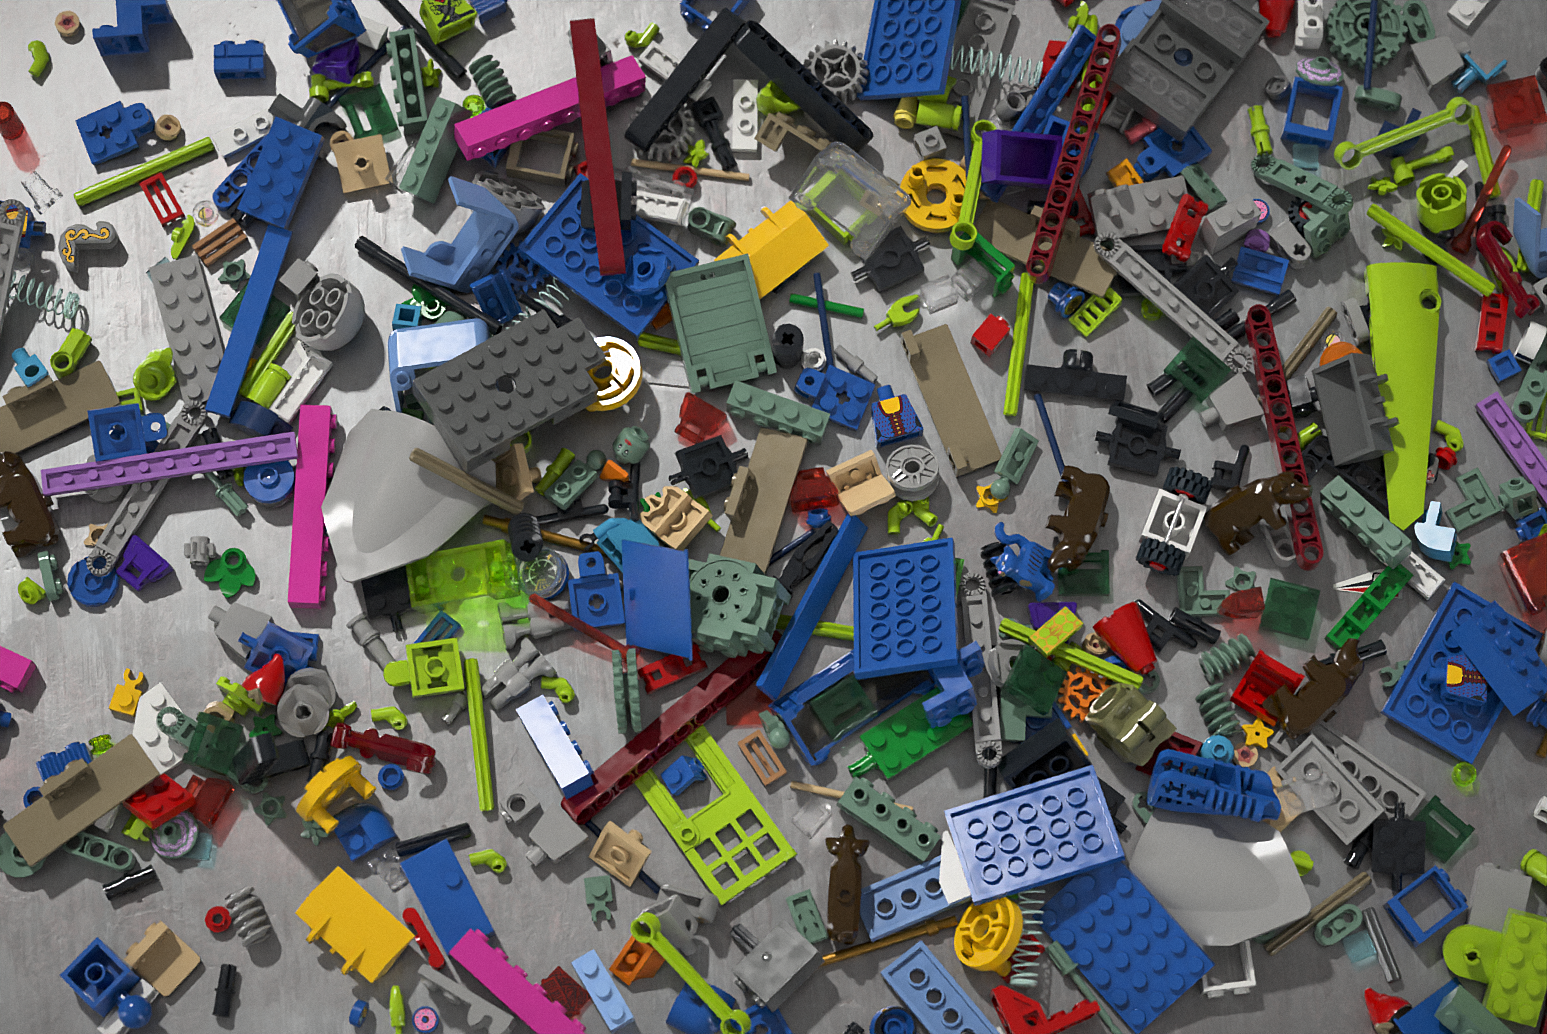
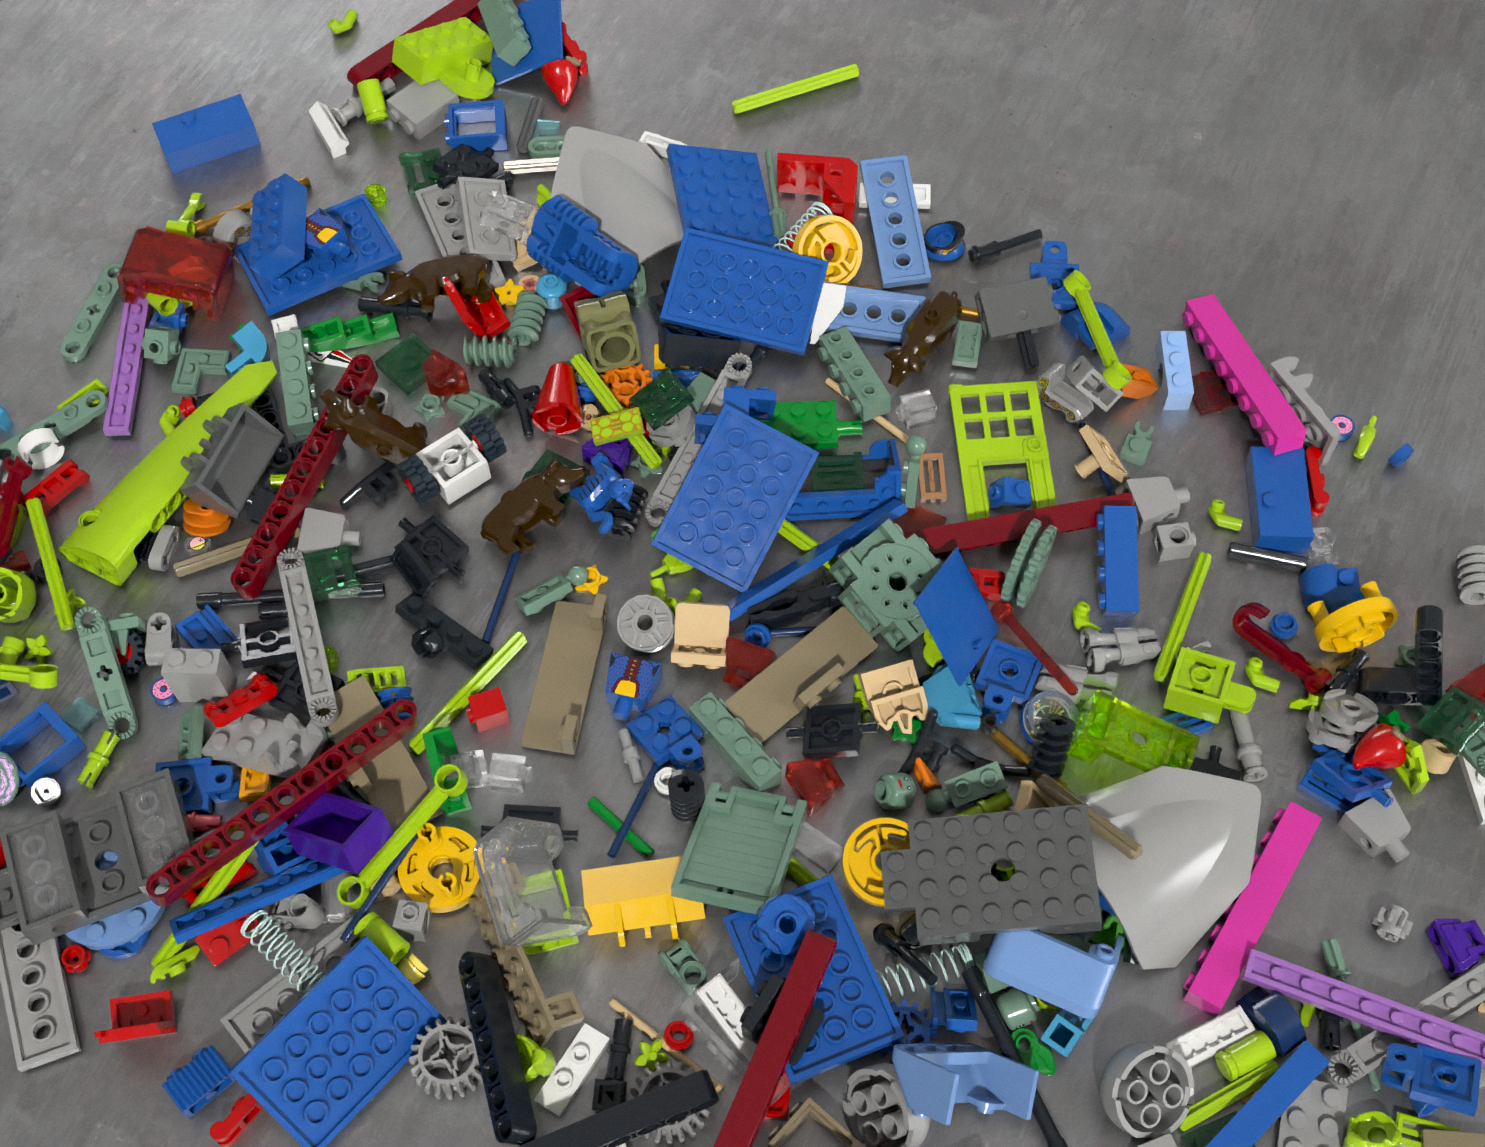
camera: 145 degrees left, 15 degrees down
(230, 576) = (1366, 887): green plate -> none
(270, 483) = (1290, 945): blue piece -> none
(354, 925) = (1380, 513): yellow piece -> none
(897, 316) = (561, 779): lime hand -> none
(1503, 366) = (79, 449): blue plate -> none

